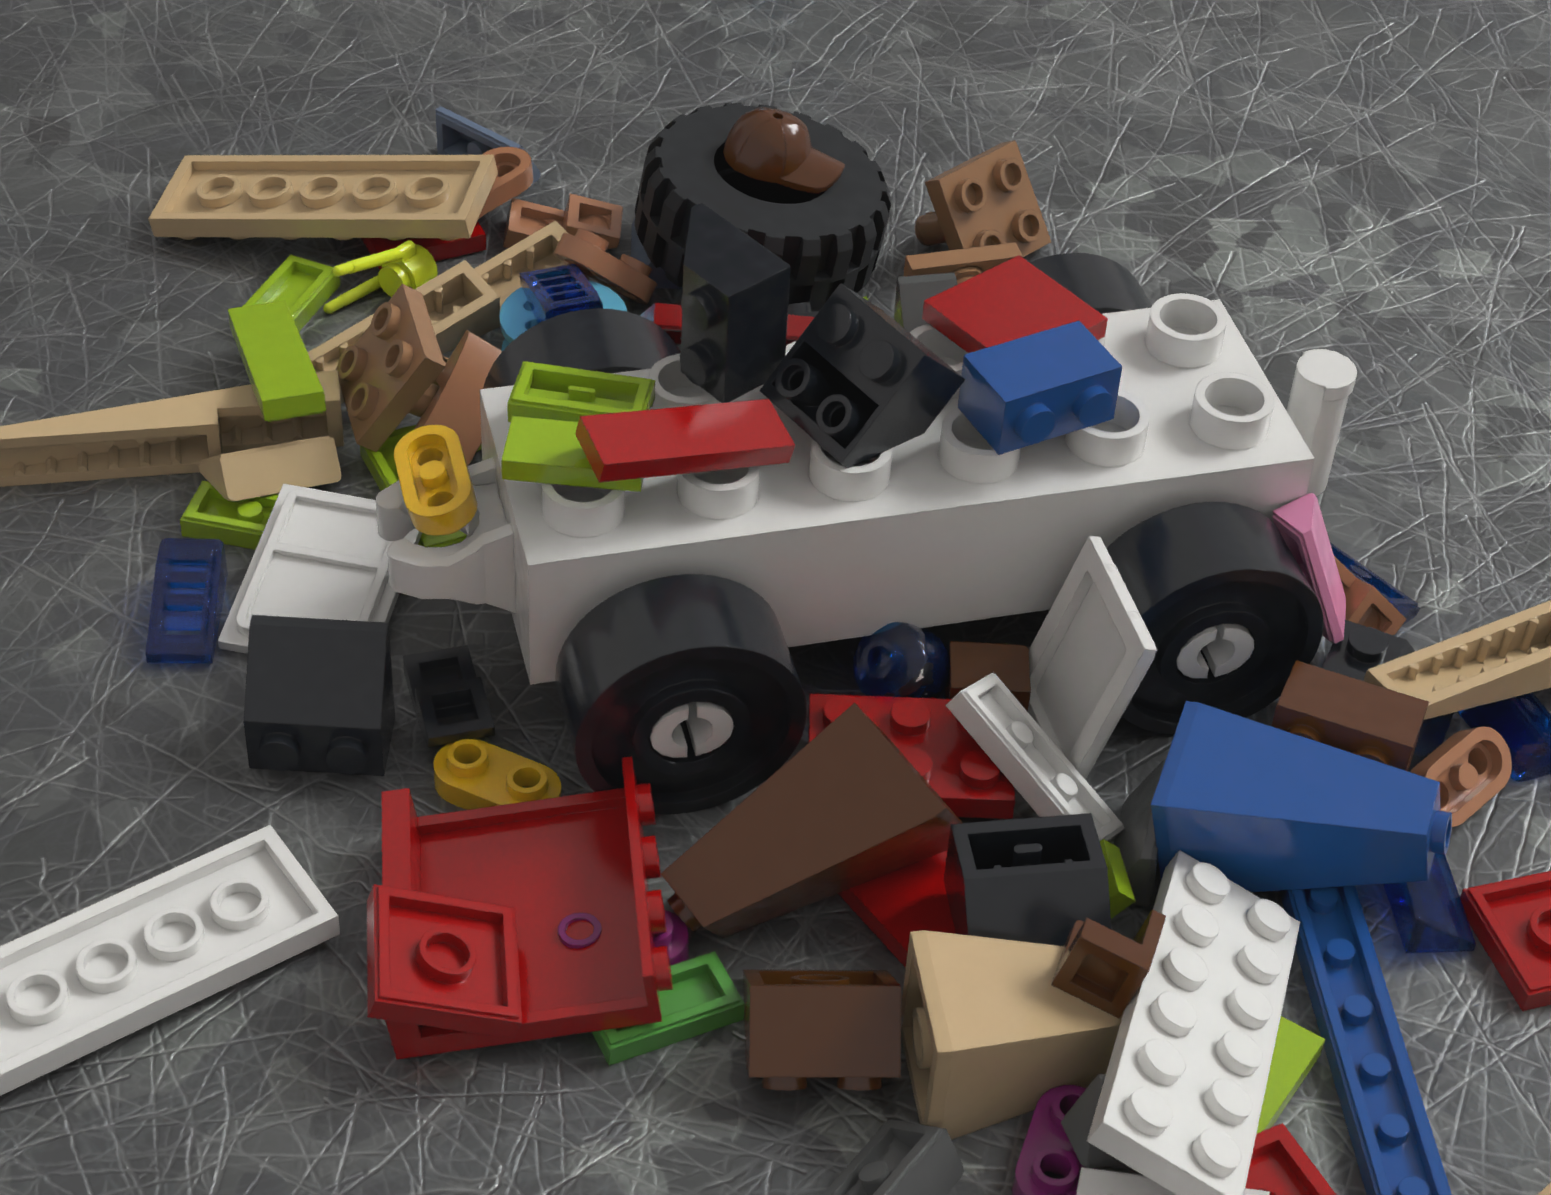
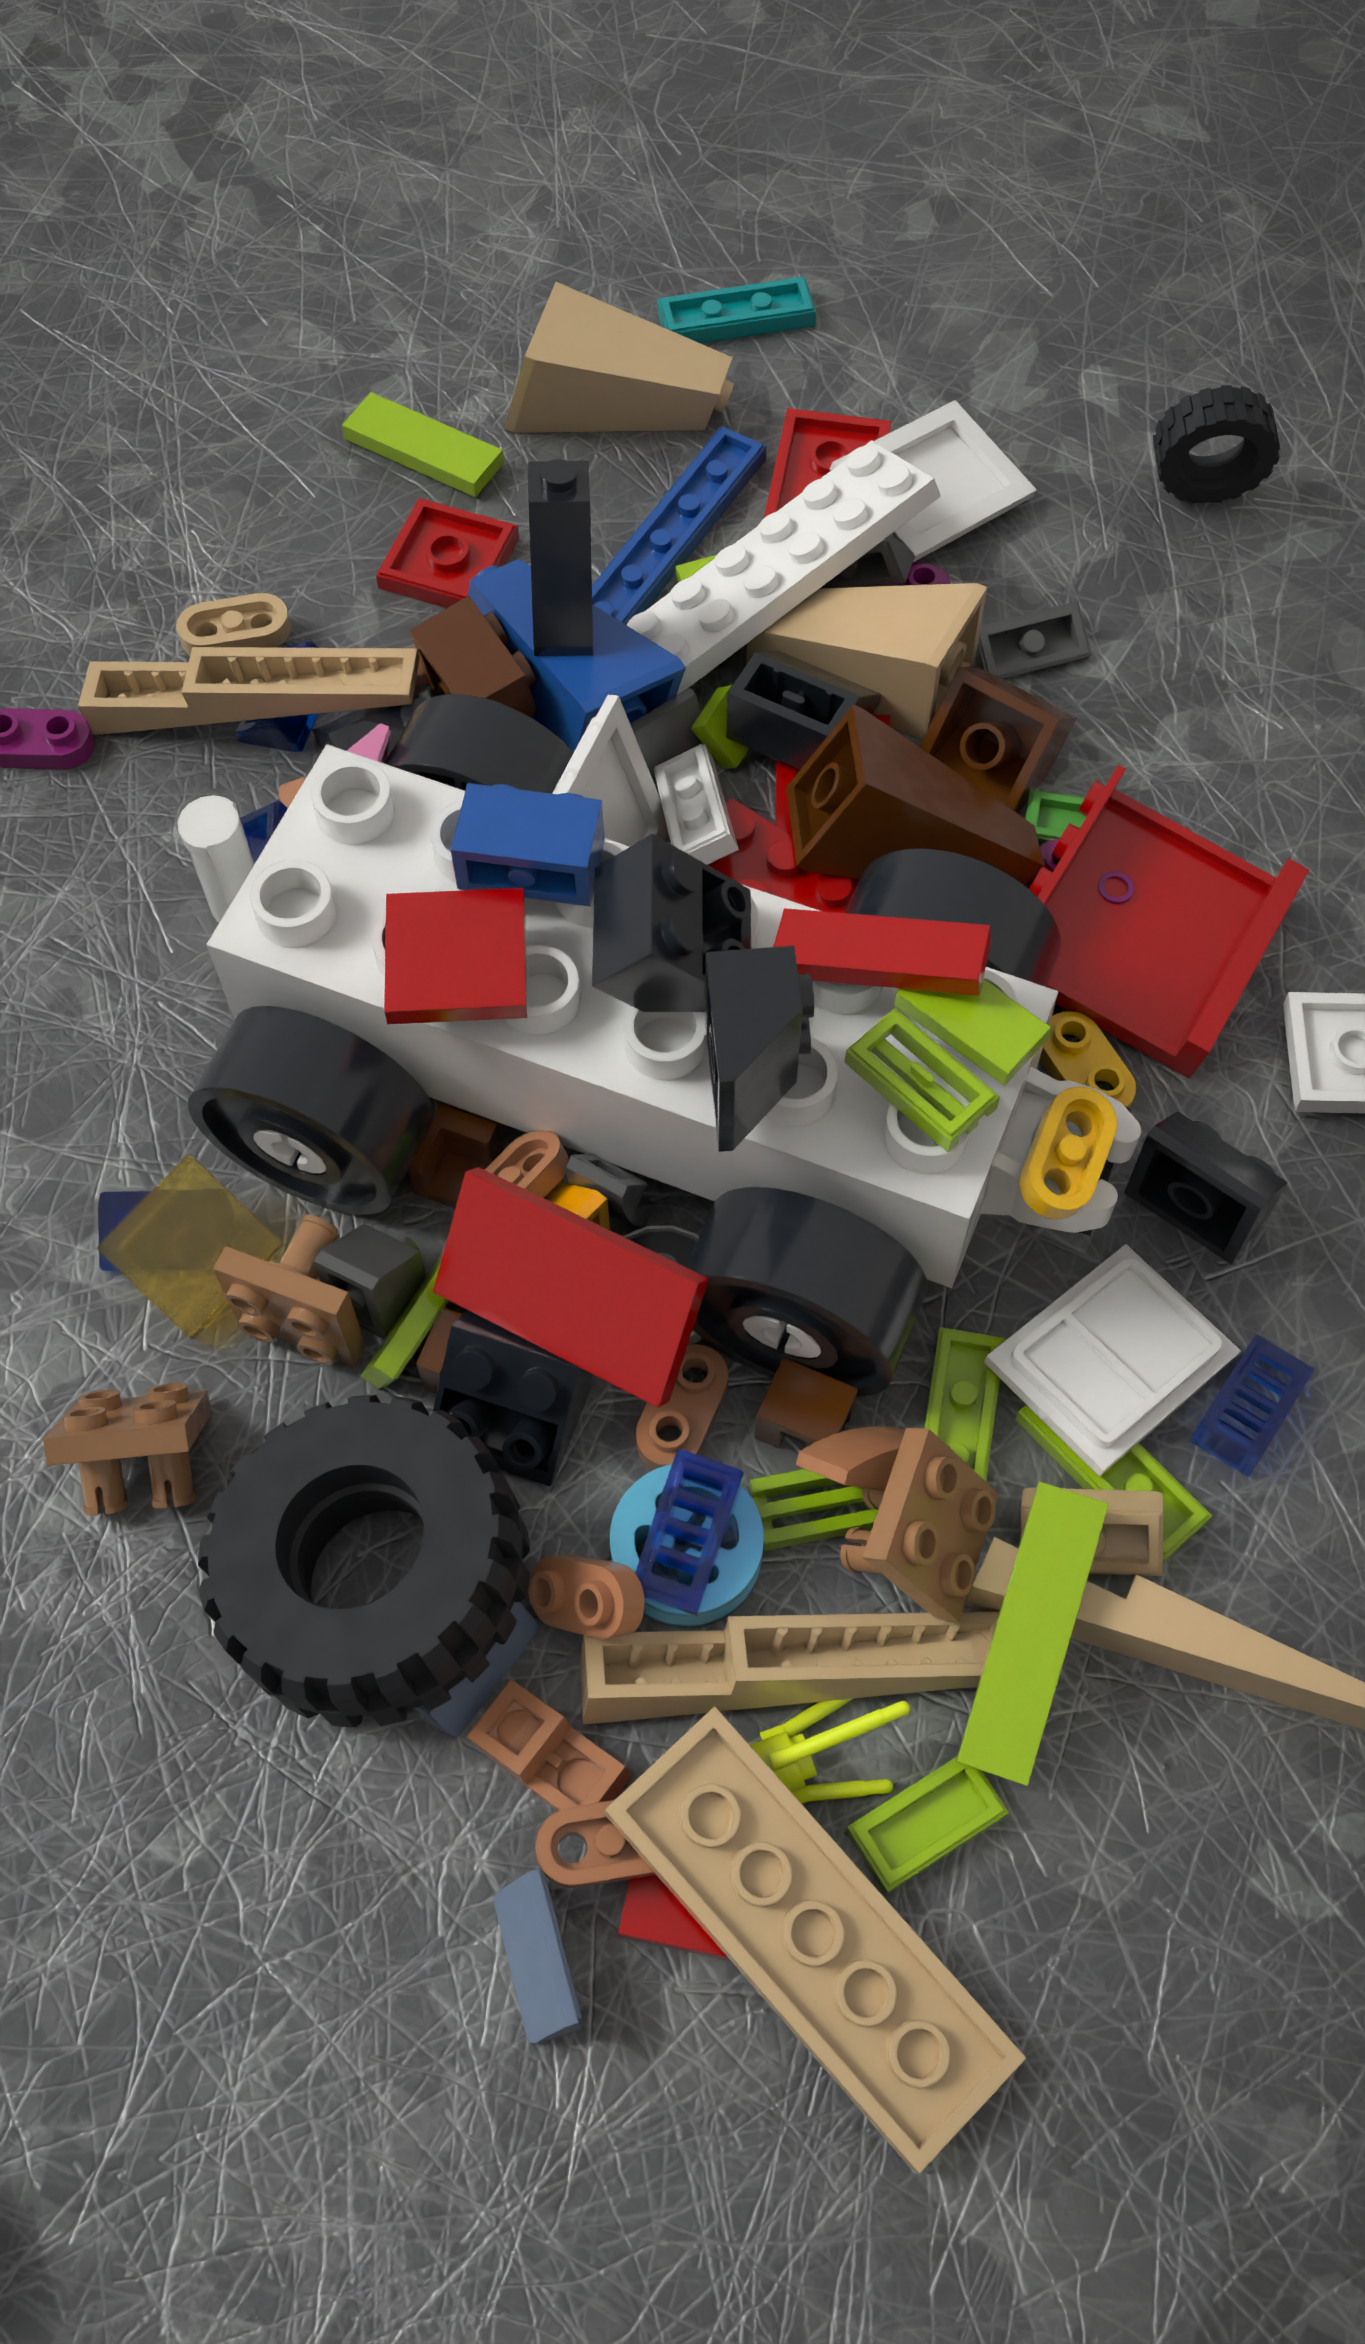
camera: 140 degrees left, 20 degrees up
(442, 962) = (1247, 879): red tile -> none
(778, 150) = (345, 1561): reddish brown cap -> none
(1105, 965) = (808, 601): reddish brown panel -> none
(1349, 760) = (560, 557): none -> black slope

